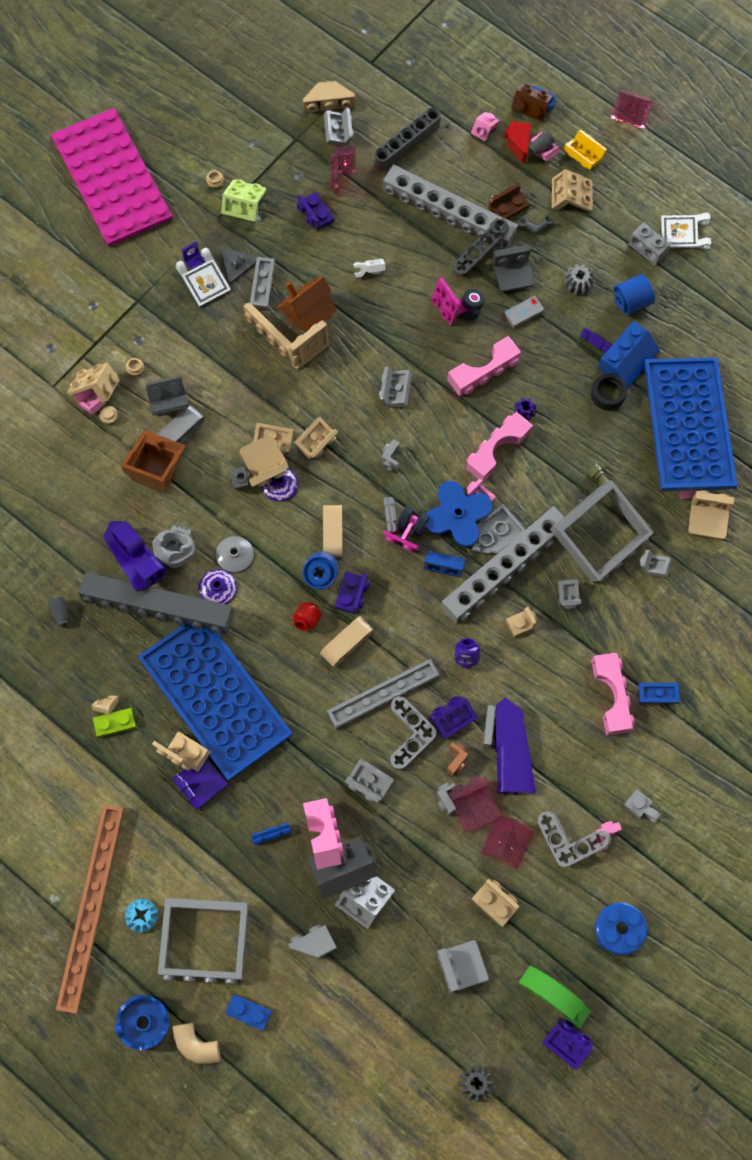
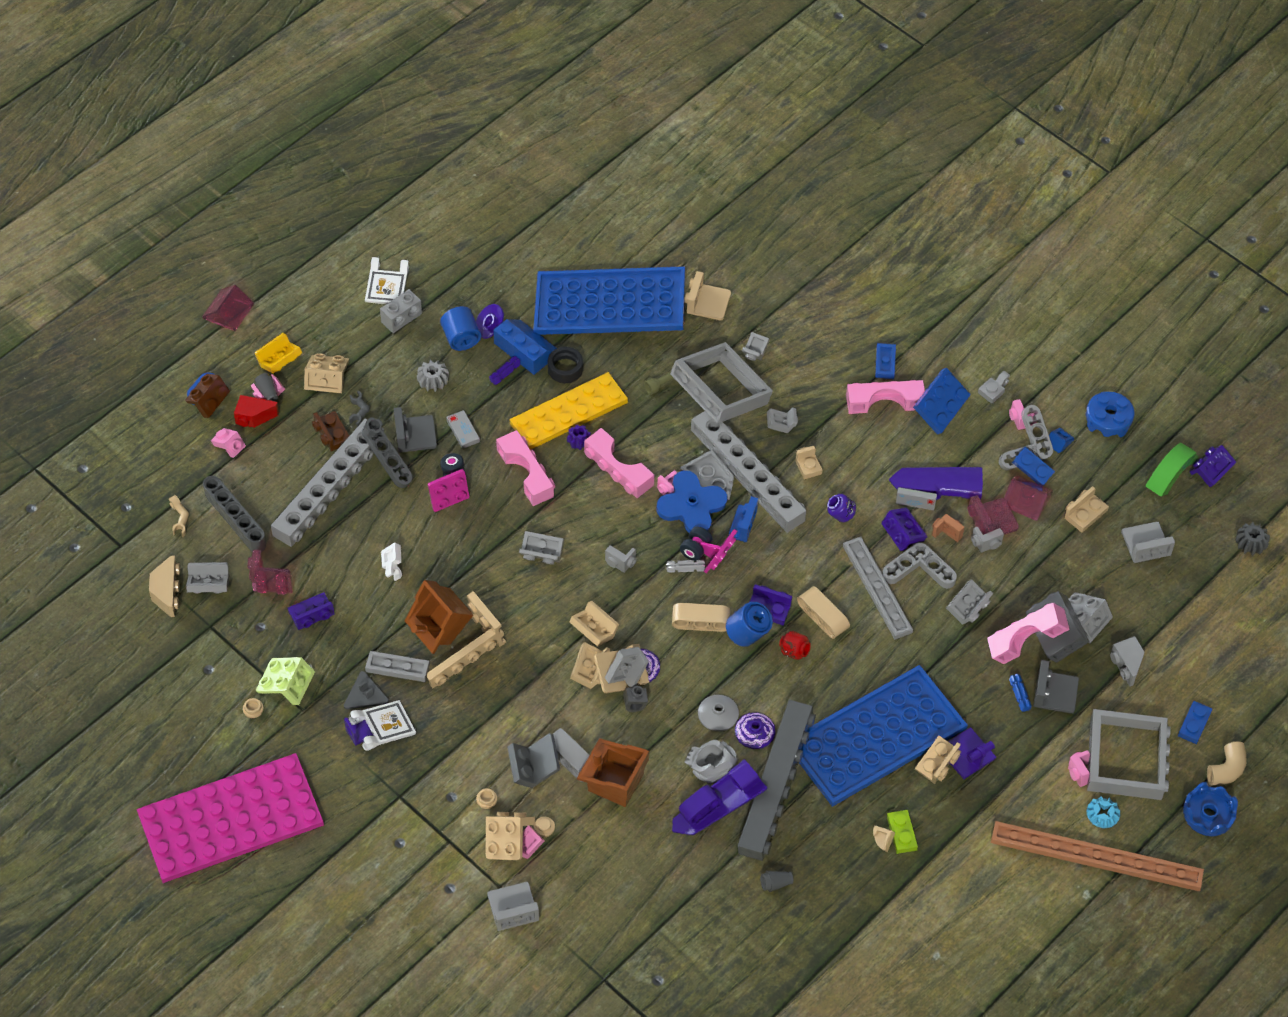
camera: 85 degrees left, 15 degrees down
(29, 395) = (513, 906): none -> light grey bracket
(182, 888) = (1078, 769): none -> bright pink bracket
(259, 458) = (627, 666): none -> light grey bracket
(274, 867) = (1055, 690): none -> dark grey bracket
(415, 95) = (176, 504): none -> tan arm
(541, 845) = (1033, 466): none -> blue plate
(558, 401) = (569, 410): none -> yellow plate
(584, 876) = (1060, 439): none -> blue slope
(611, 749) = (941, 401): none -> blue plate
(650, 320) = (489, 319): none -> dark purple dish

